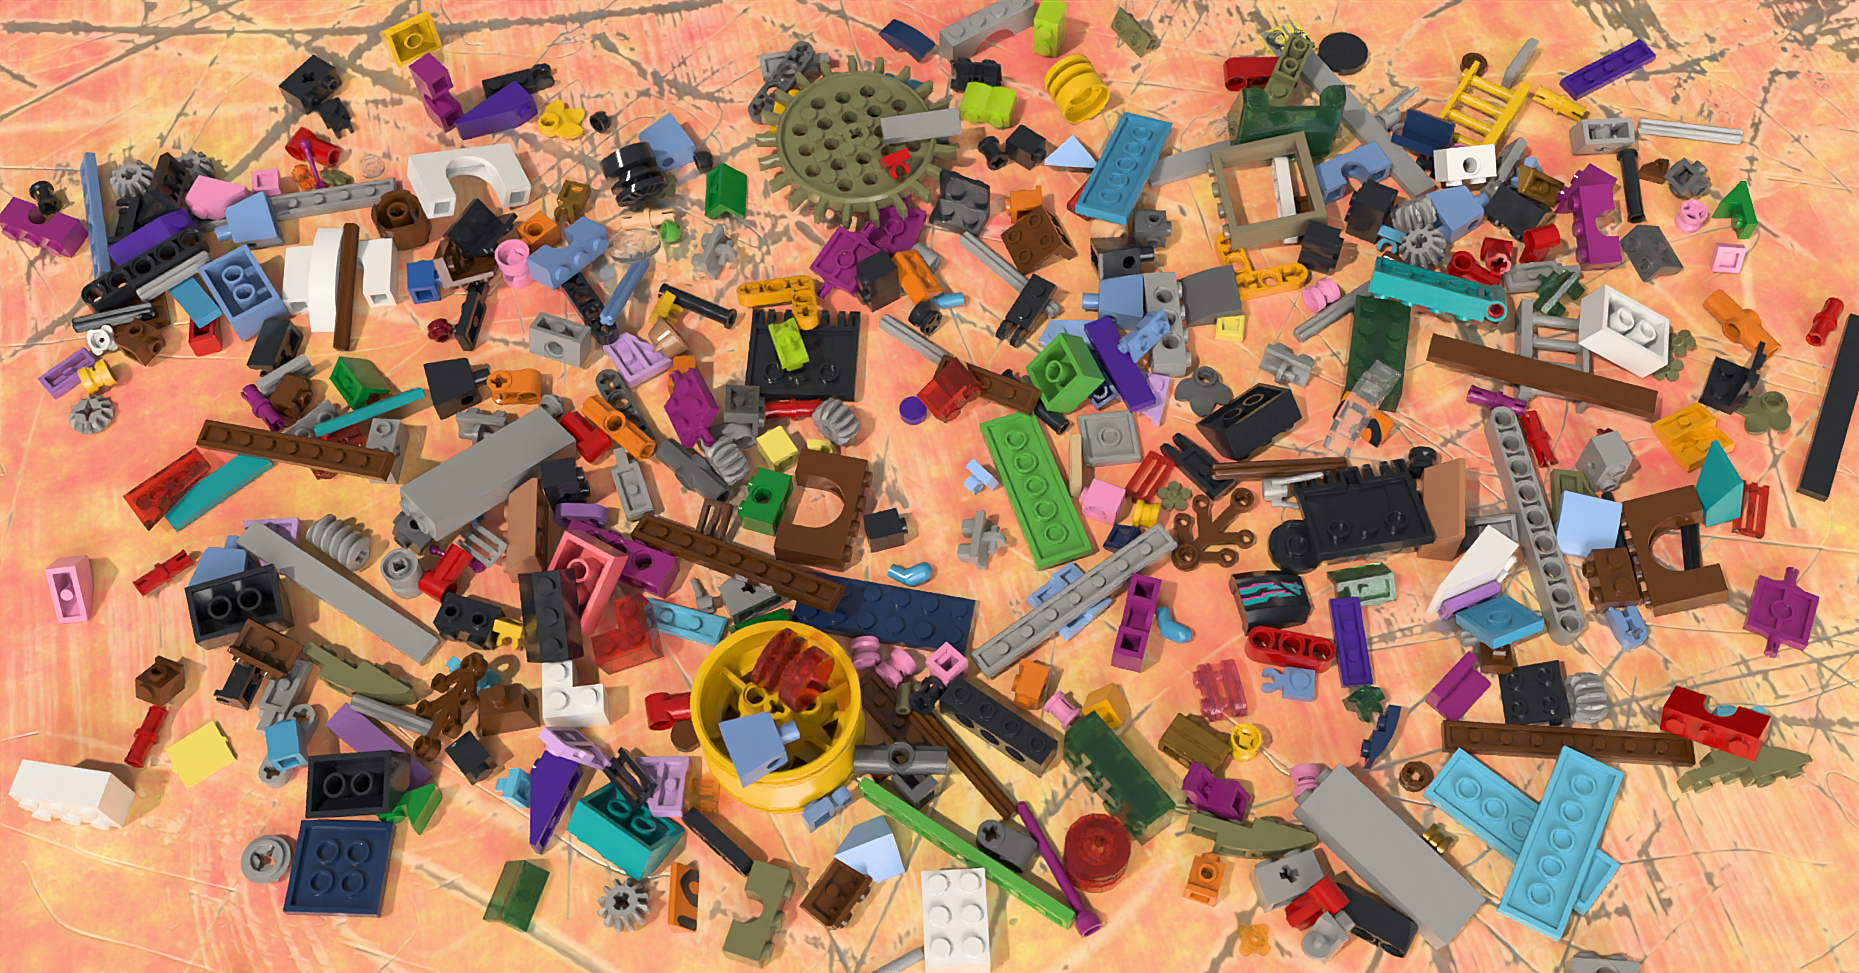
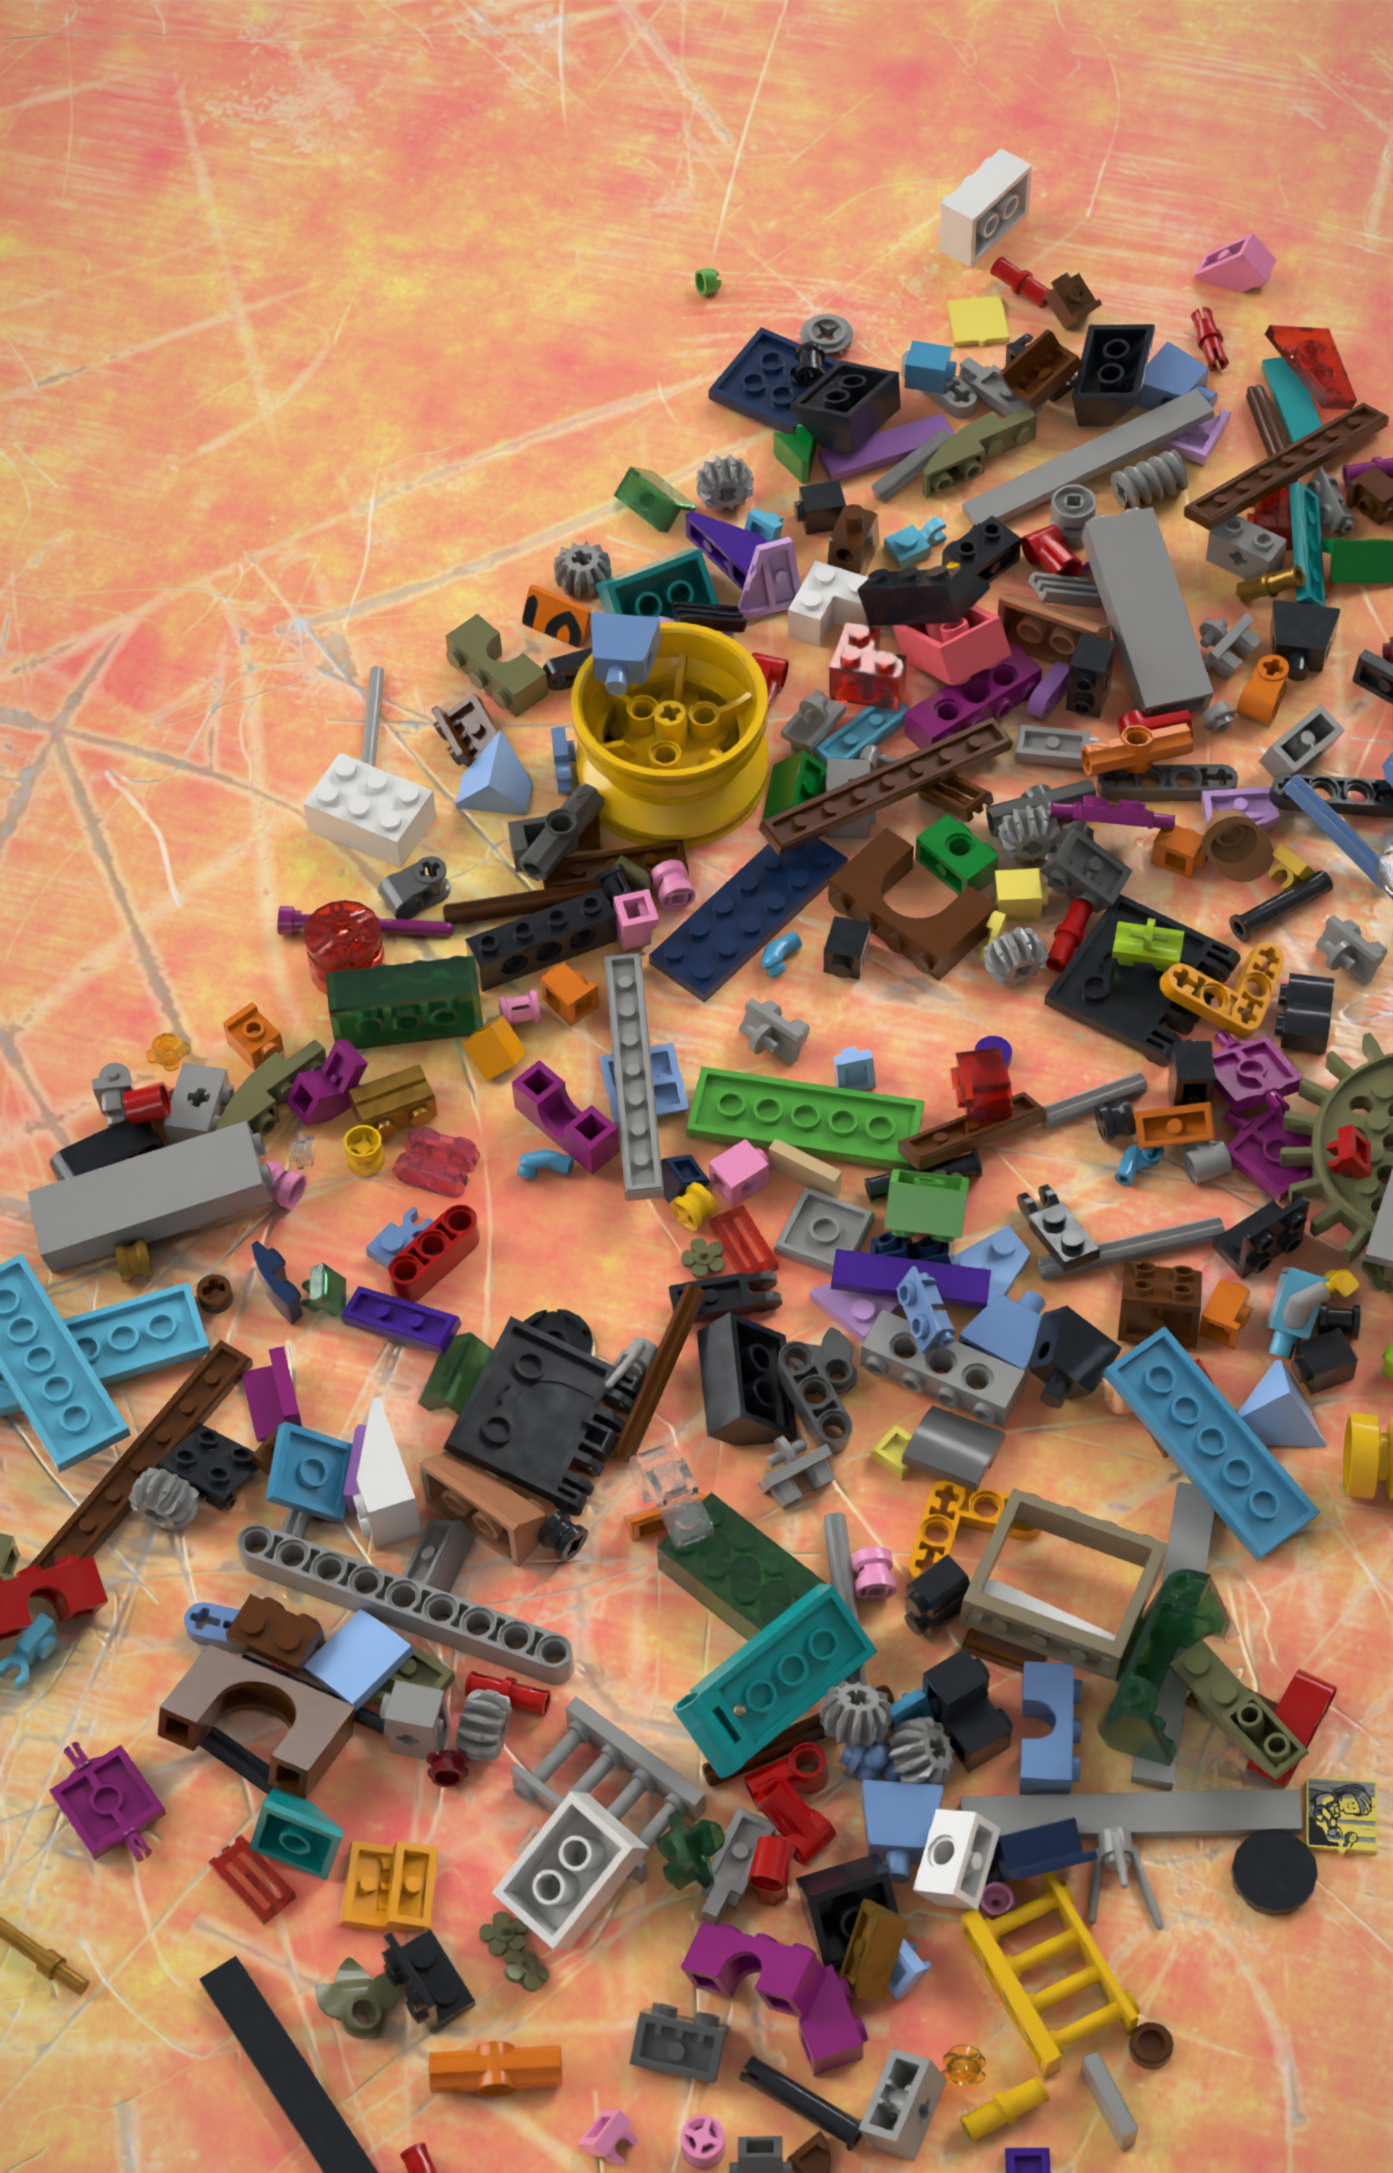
camera: 120 degrees right, 5 degrees down
(242, 498) = (1265, 419): none -> reddish brown axle
(321, 837) = (810, 364): none -> black bush
(415, 419) = (1270, 584): none -> pearl gold axle
(451, 704) = (909, 522): reddish brown plant -> none
(483, 838) = (724, 483): none -> light grey gear
(691, 647) = (812, 721): none -> light grey hips
(779, 254) = (1306, 1013): none -> black brick
(792, 670) = (673, 697): clear red wheel -> none
(865, 652) = (709, 867): bright pink wheel -> none
(966, 853) = (446, 845): bright green tile -> none
(1004, 160) = (1298, 1303): none -> torso
(1151, 227) = (1096, 1428): dark grey brick -> none
(1211, 533) = (630, 1263): reddish brown plant -> none
(1236, 374) = (813, 1379): none -> dark grey beam
(1269, 599) = (509, 1269): black slope -> none
(1271, 785) = (302, 1150): none -> clear plate
(1495, 399) = (591, 1679): magenta pin -> none
(1507, 159) = (934, 1938): light grey hinge -> none
(1542, 376) = (574, 1727): reddish brown tile -> none
(1554, 127) = (964, 2065): none -> clear yellow plate
(1573, 430) = (483, 1725): none -> light grey gear

